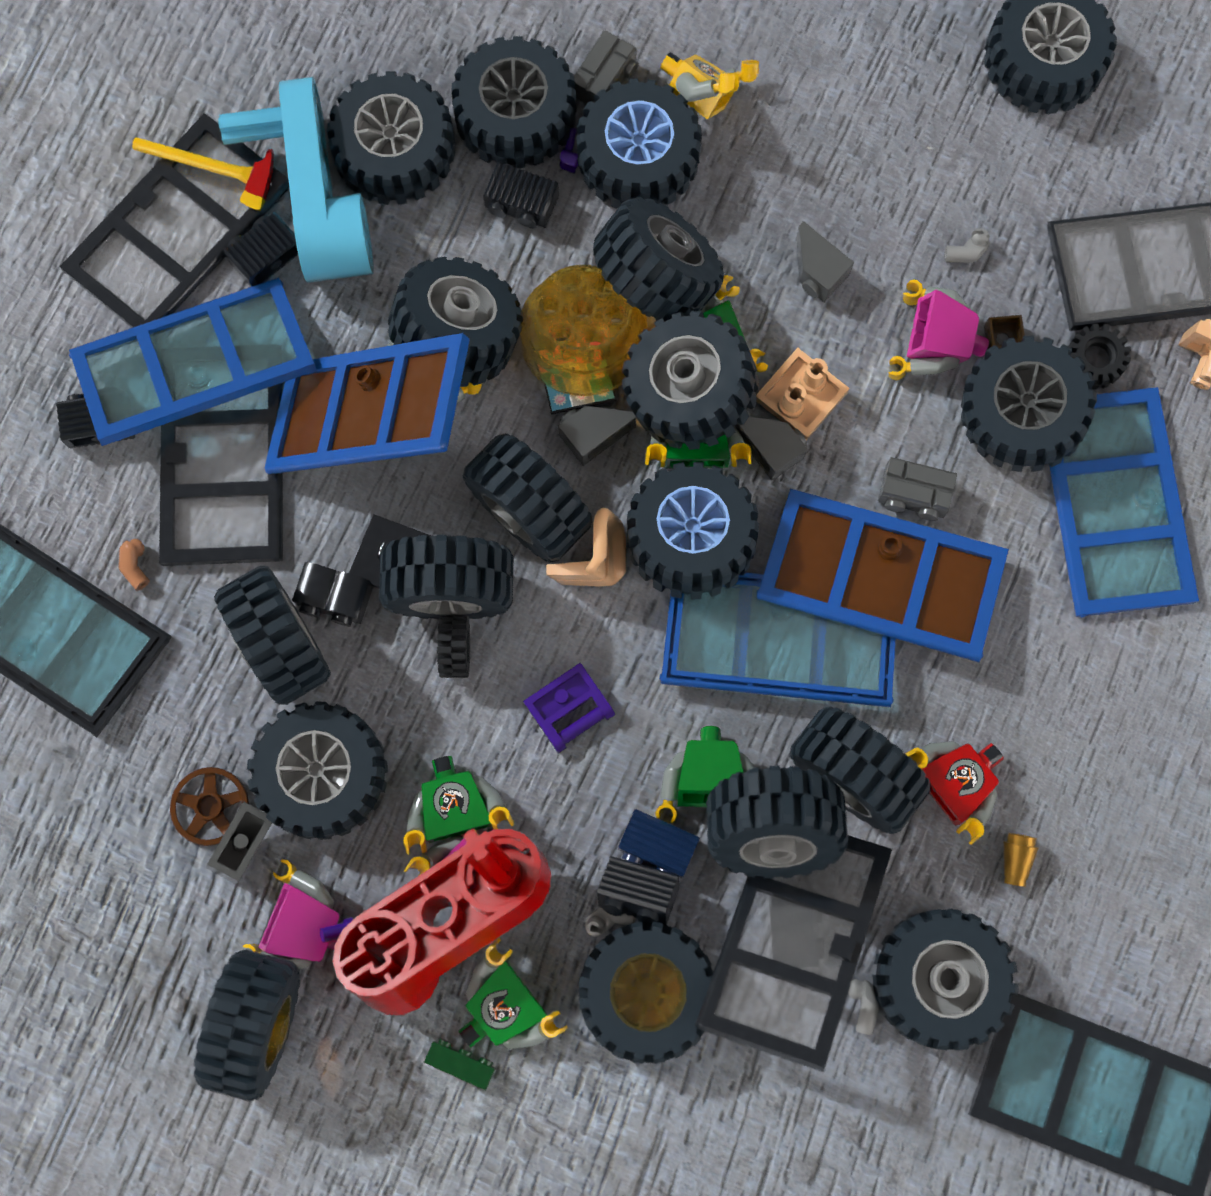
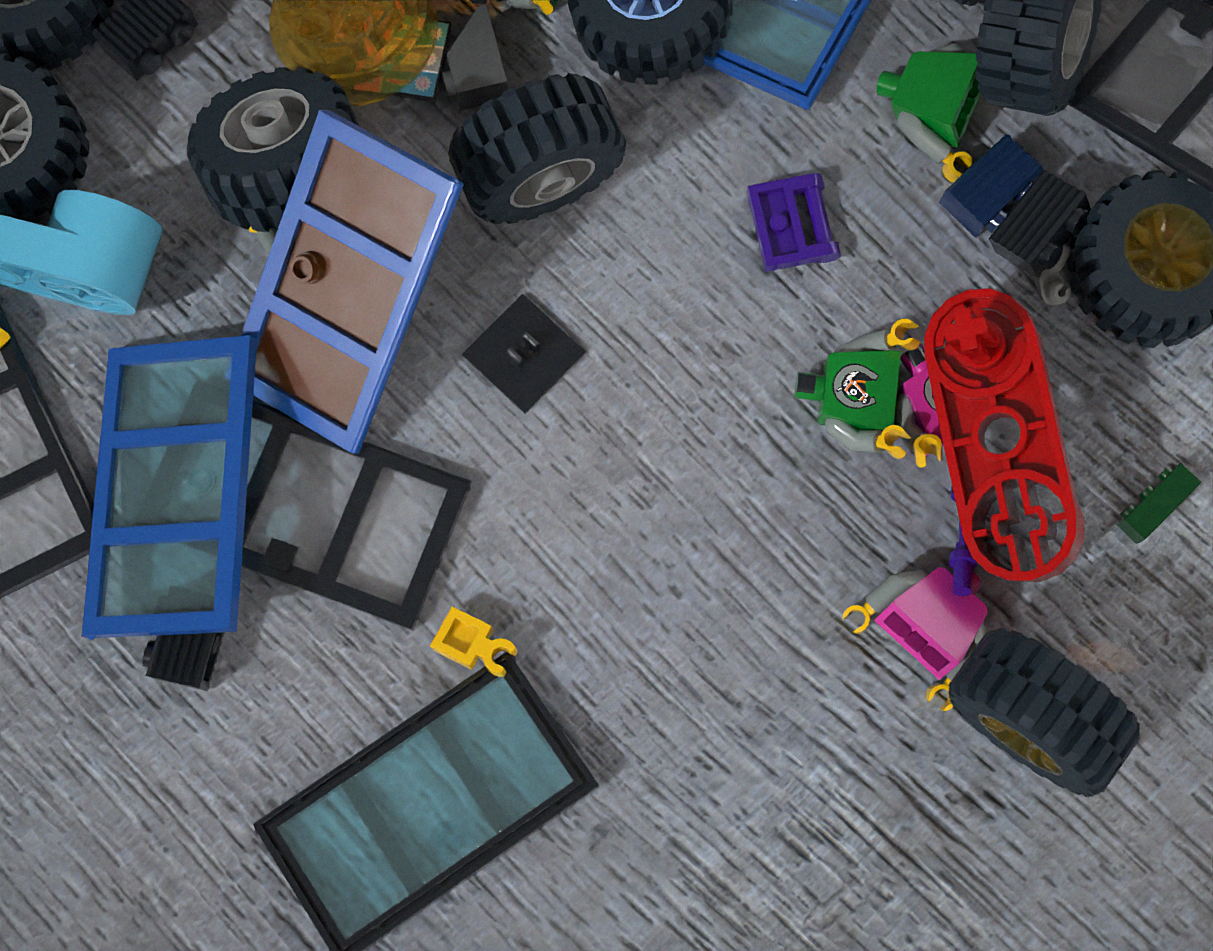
camera: 70 degrees left, 0 degrees up
(128, 563) = (393, 667): nougat arm -> none
(163, 603) = (467, 640): none -> yellow plate
(207, 805) = (740, 682): reddish brown wheel -> none
(239, 843) = (809, 653): dark grey slope -> none
(262, 249) = (63, 352): black brick -> none
(271, 635) = (577, 505): black wheel -> none
(317, 771) = (757, 527): black wheel -> none
(332, 593) = (543, 434): black brick -> none
(446, 577) = (593, 278): black wheel -> none
(453, 646) = (672, 313): black tyre -> none
(504, 1006) = (1118, 422): torso -> none
(608, 543) = (641, 97): light nougat piece -> none

